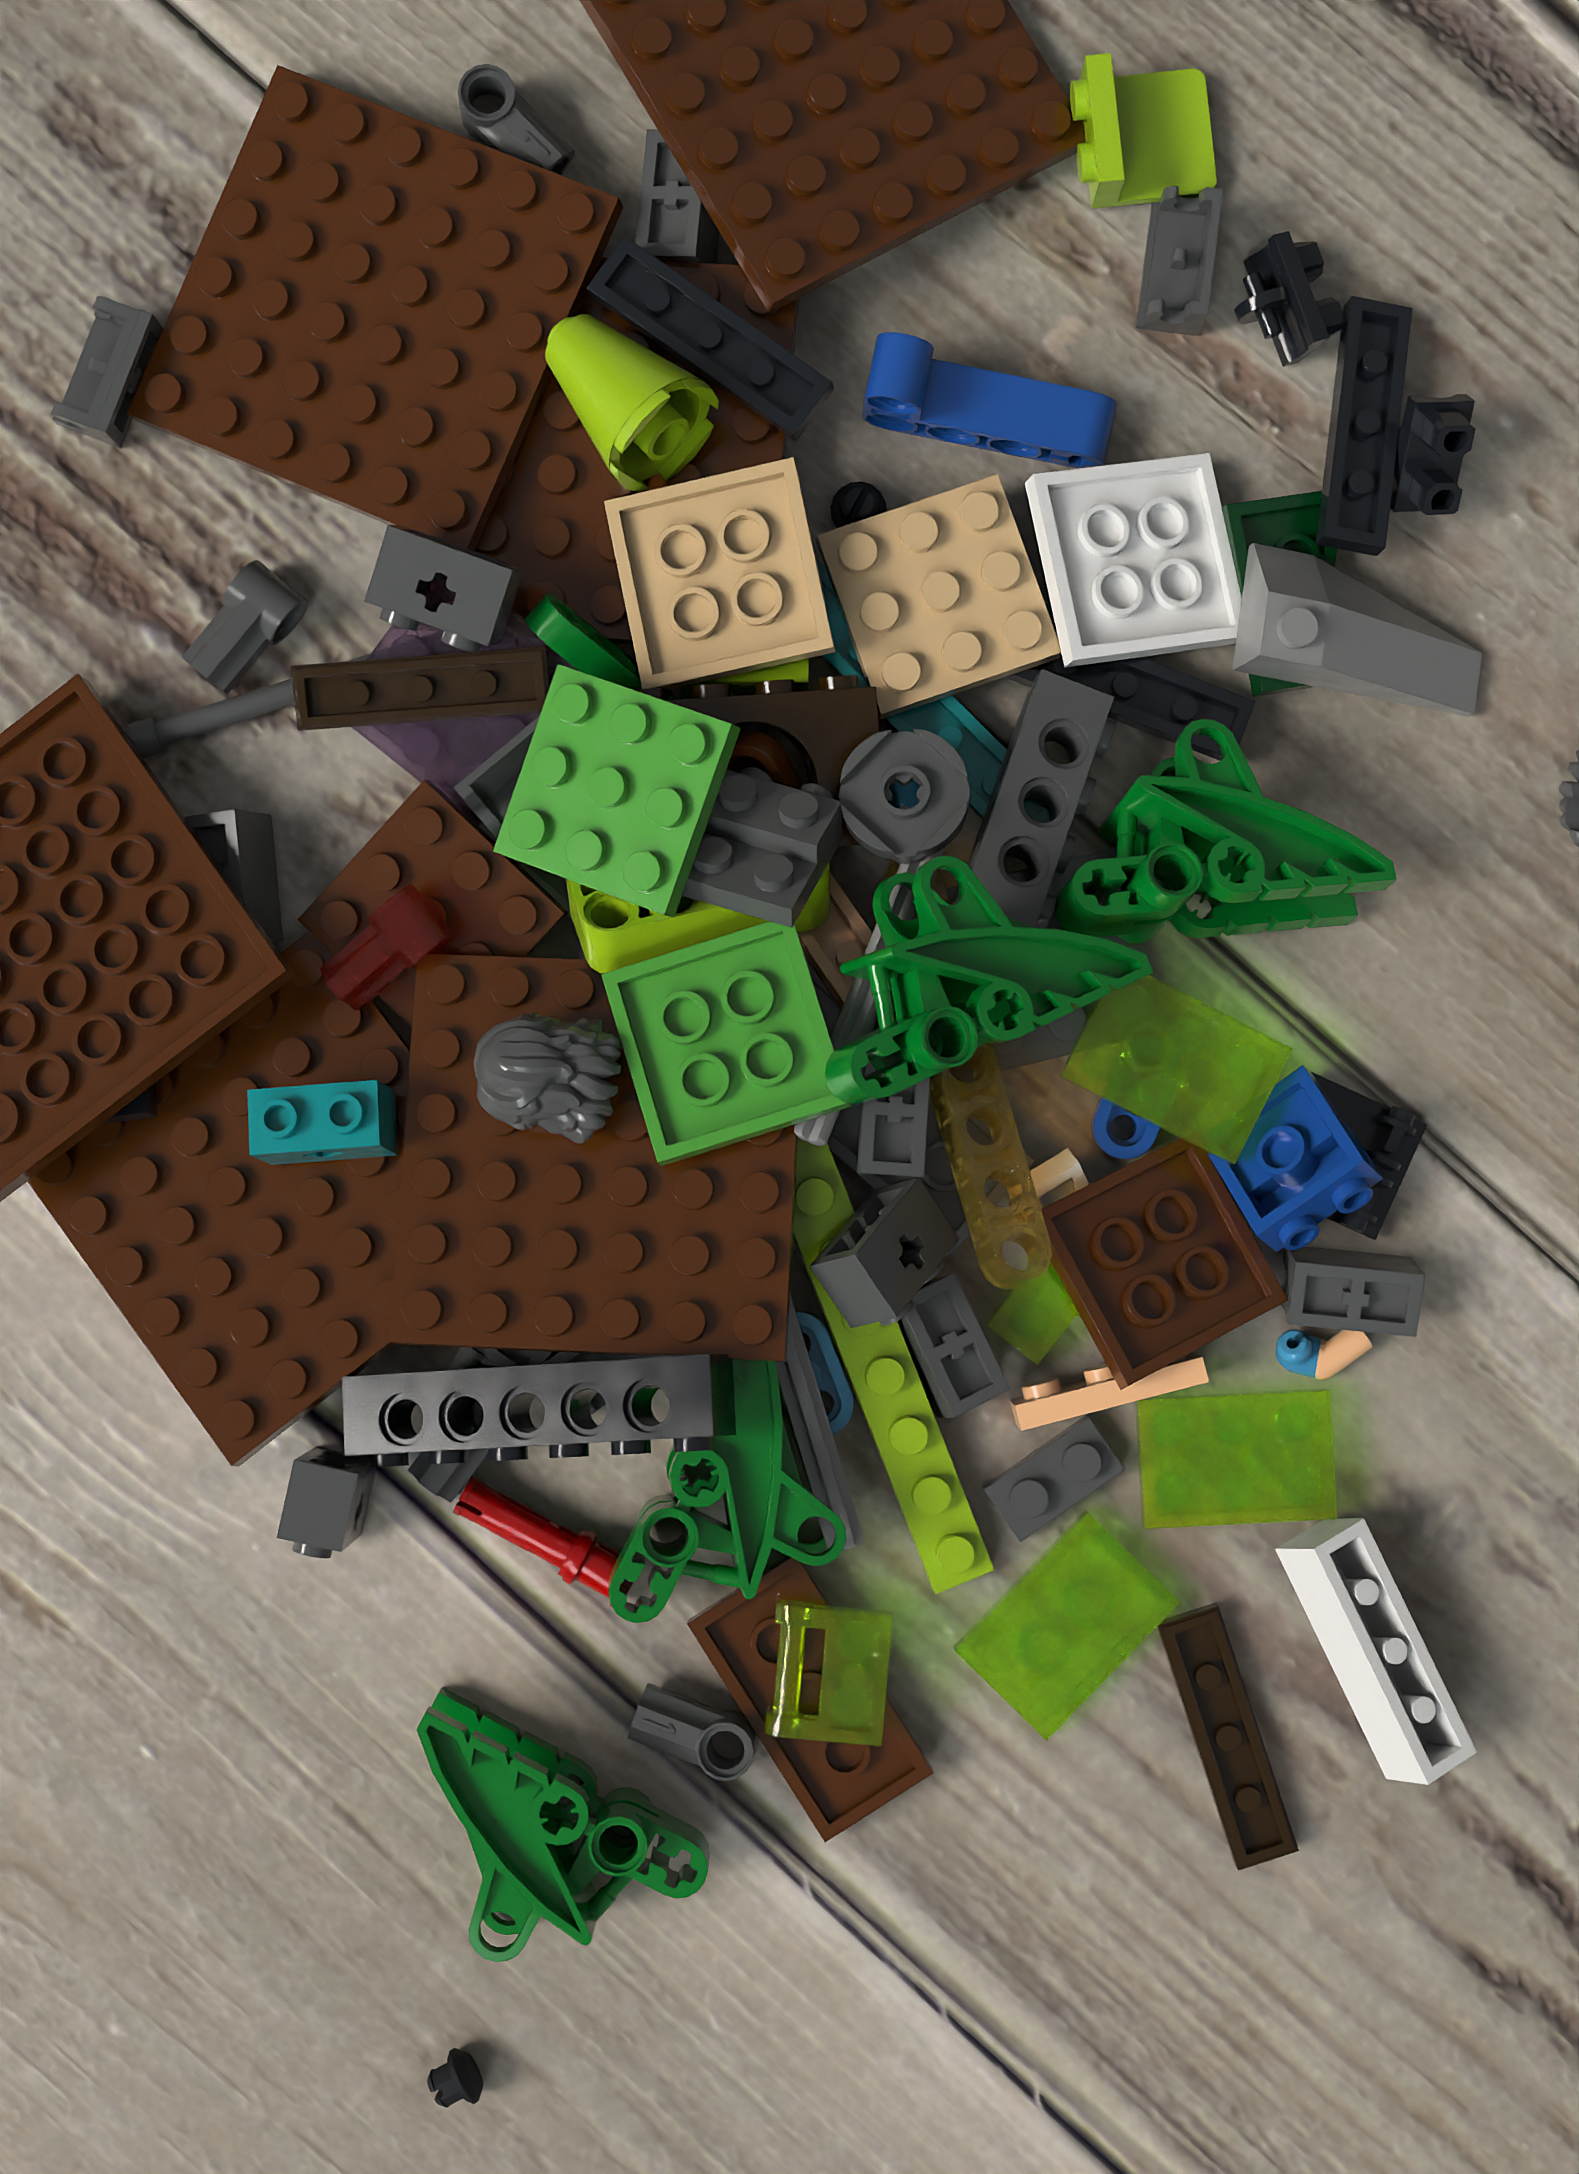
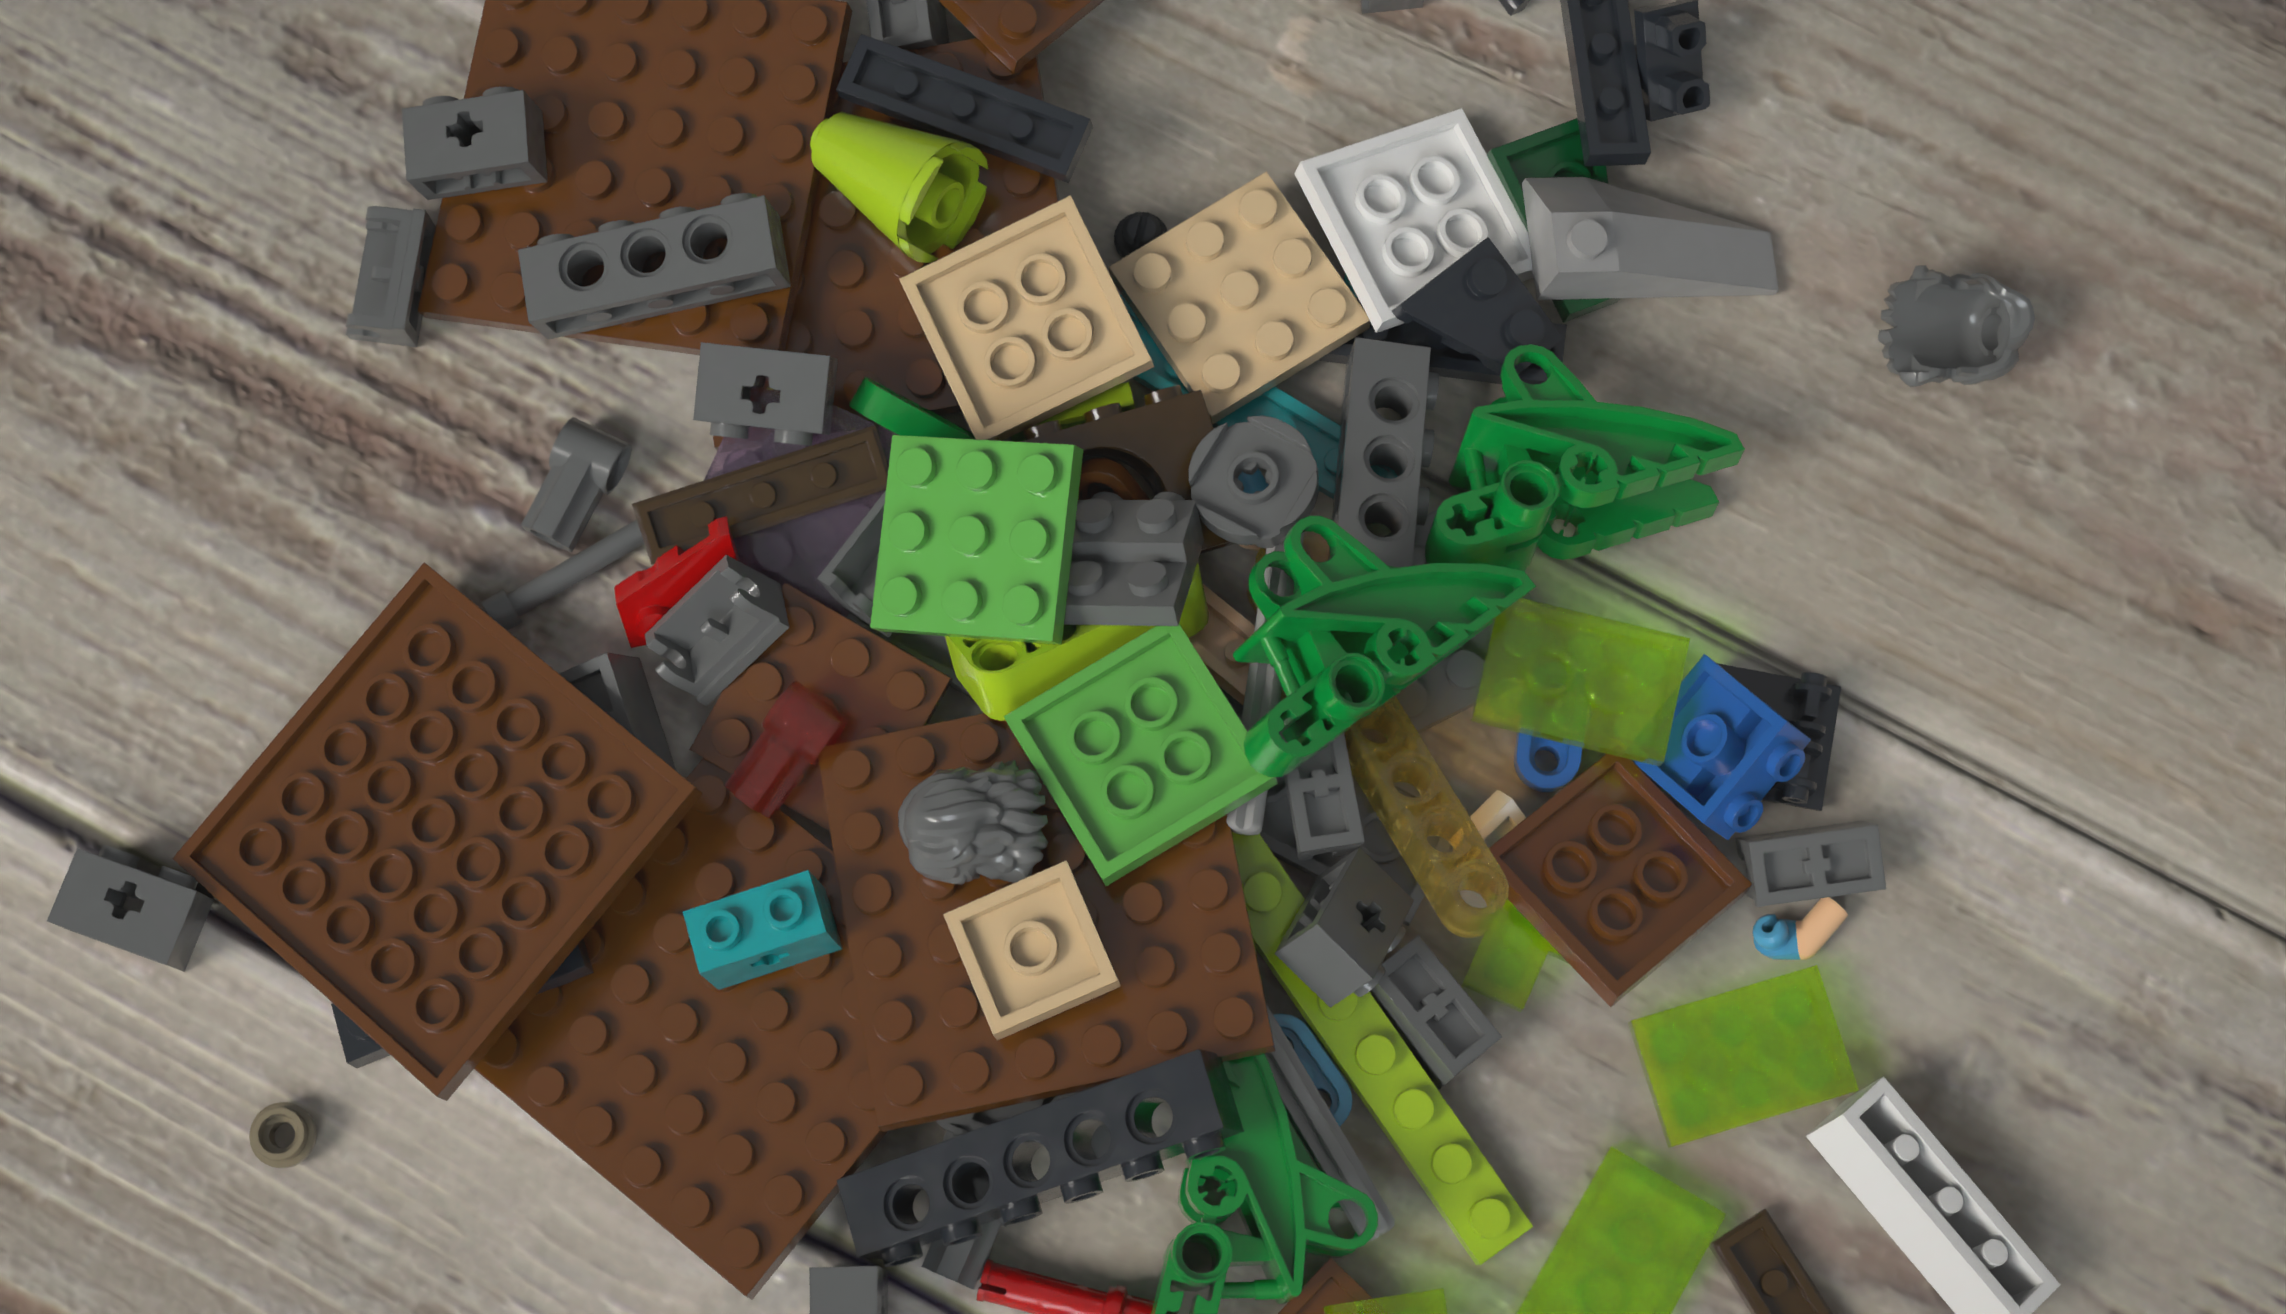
camera: 15 degrees left, 10 degrees down
(185, 260) = (474, 143): none -> dark grey brick
(328, 763) = (654, 591): none -> red wing
(349, 811) = (718, 629): none -> dark grey hinge
(458, 451) = (748, 266): none -> dark grey brick
(573, 1213) = (1031, 950): none -> tan plate
(984, 407) = (1236, 115): blue beam -> none
(1049, 1402) = (1593, 1016): light nougat plate -> none
(1053, 1478) = (1568, 1122): dark grey plate -> none
(1174, 669) = (1481, 309): none -> black wing

